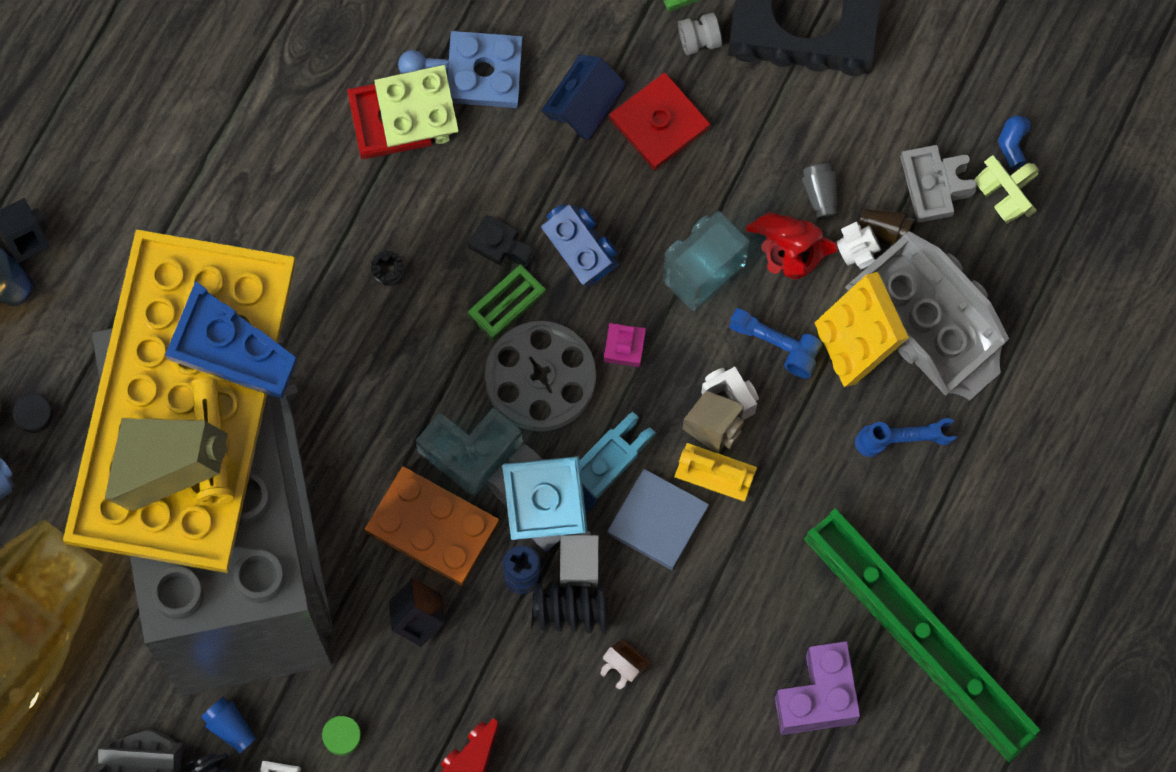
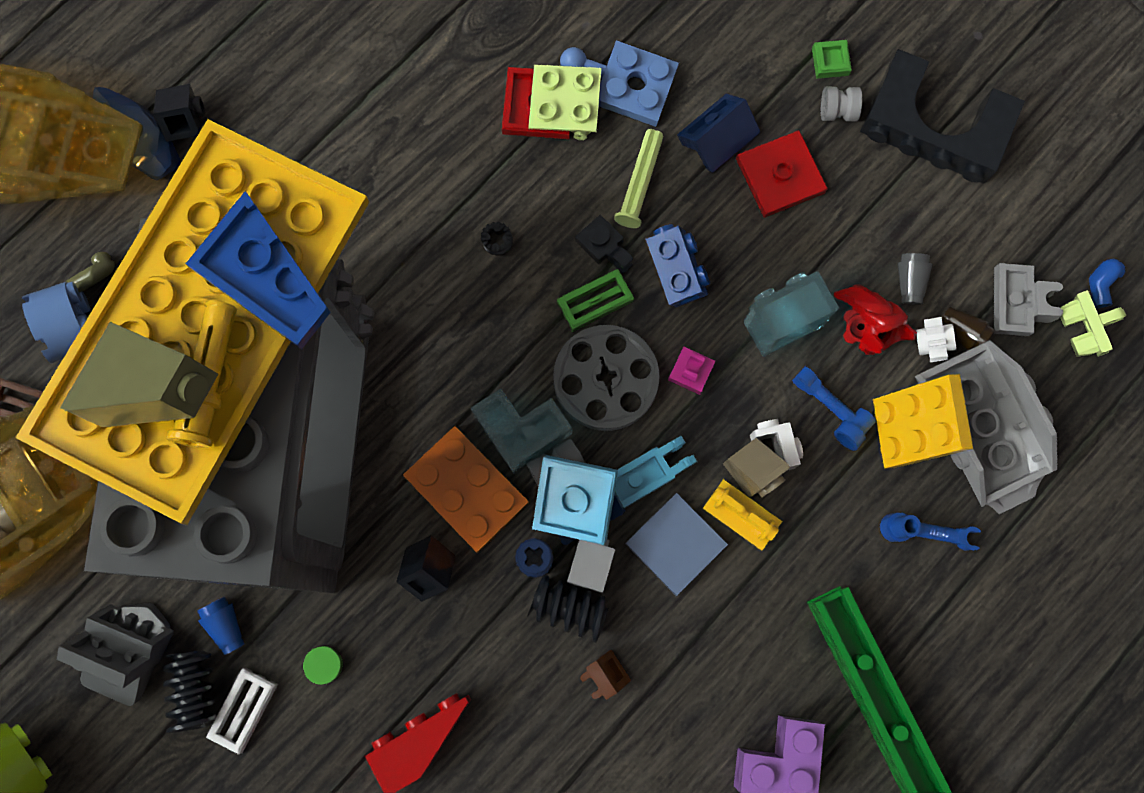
camera: 15 degrees right, 5 degrees up
(517, 167) = (640, 180): none -> yellowish green axle

